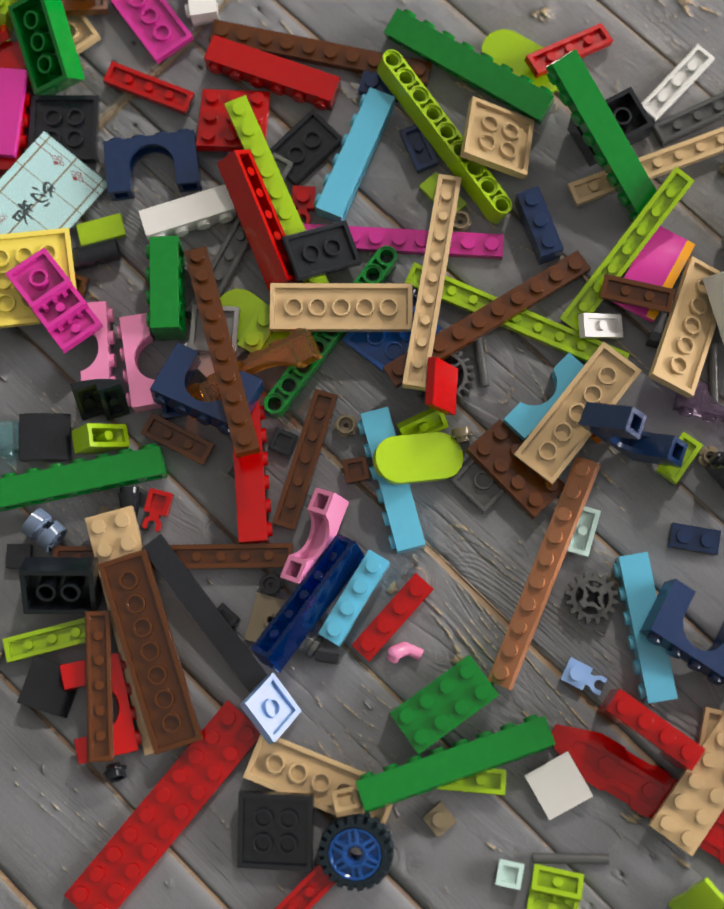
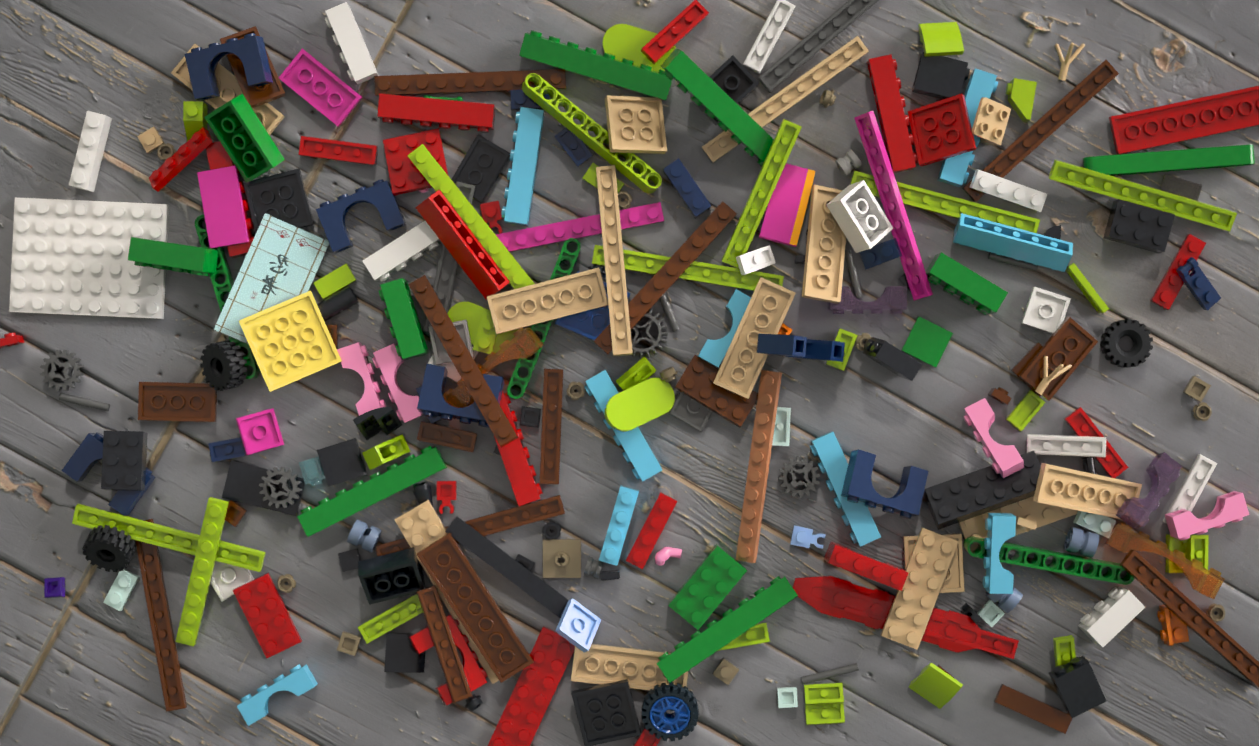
camera: 25 degrees left, 10 degrees up
(54, 300) = (318, 354): dark pink slope -> none
(308, 603) = (585, 539): clear blue brick -> none
(320, 251) = (518, 257): black tile -> none
(326, 515) = (580, 468): bright pink arch -> none
(346, 802) = (653, 679): tan plate -> none
(356, 470) = (593, 424): reddish brown plate -> none
(441, 386) = (643, 346): red tile -> none
(558, 785) = (808, 623): white tile -> none
(637, 294) = (778, 229): reddish brown plate -> none
(694, 539) = (867, 409): dark blue plate -> none

